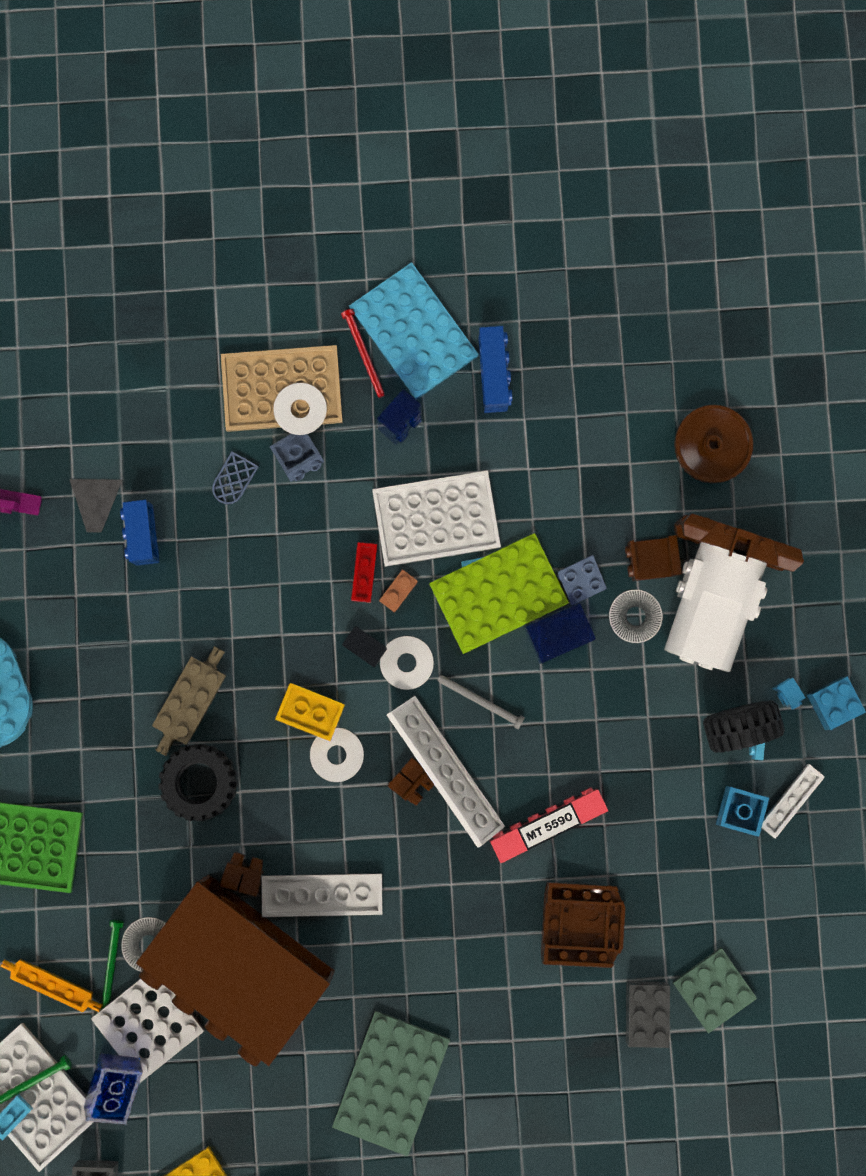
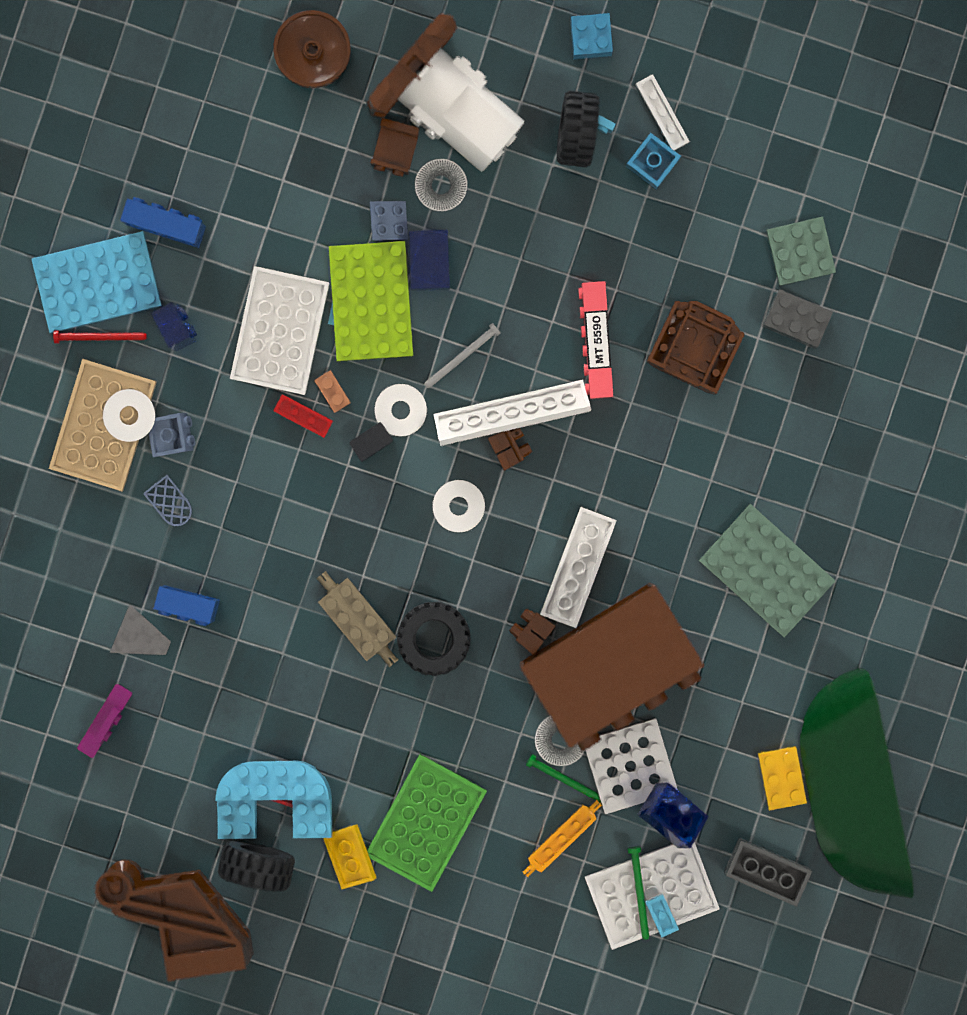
camera: 65 degrees left, 5 degrees up
(310, 712) = (410, 514): yellow plate -> none
(789, 693) = (566, 74): dark azure window -> none

